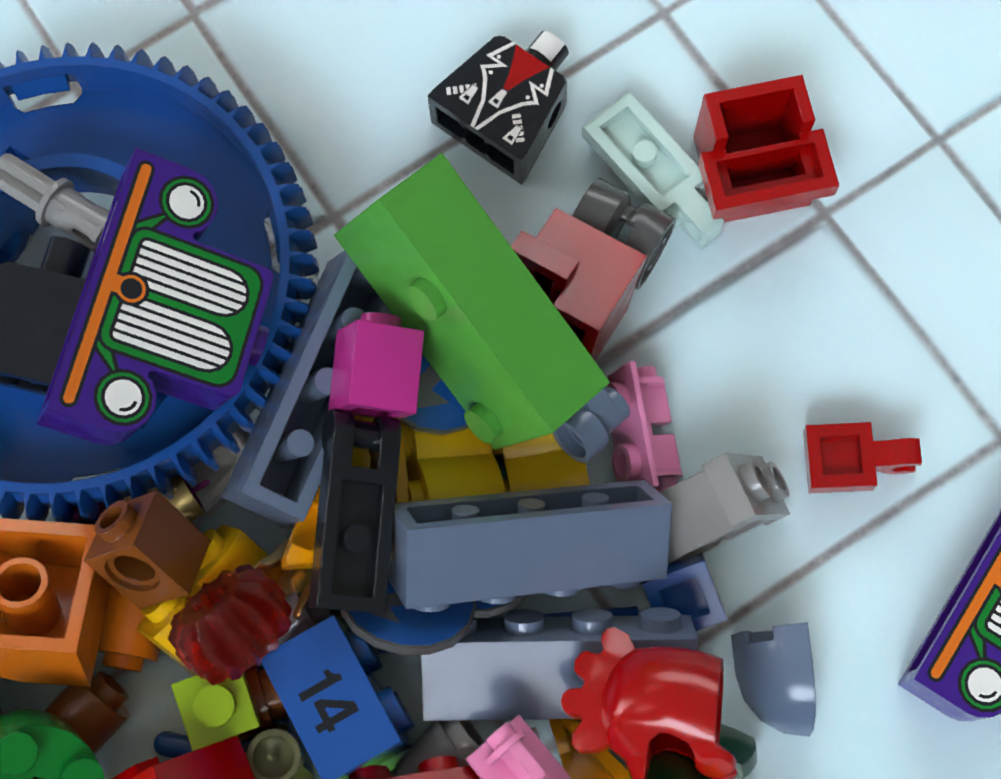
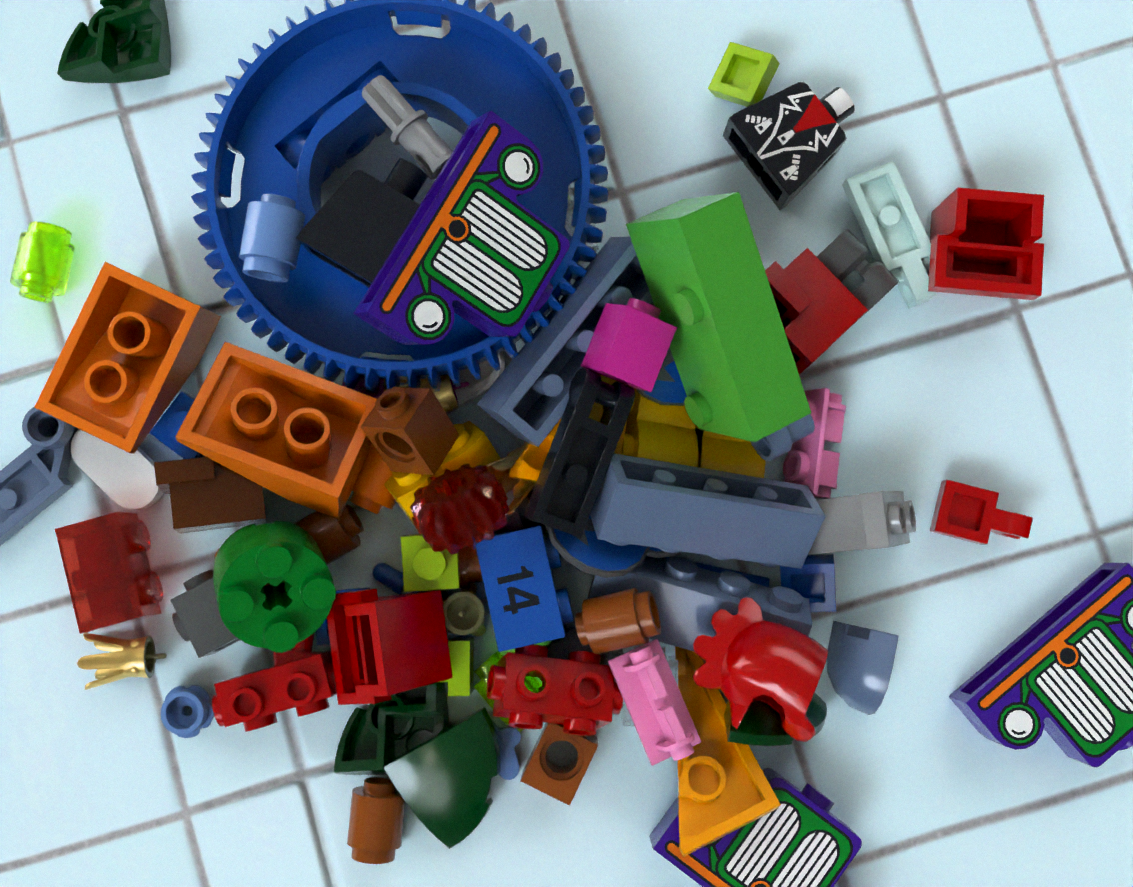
camera: 15 degrees right, 10 degrees up
(432, 48) = (743, 75): none -> lime plate
(462, 704) = (618, 620): none -> dark orange brick

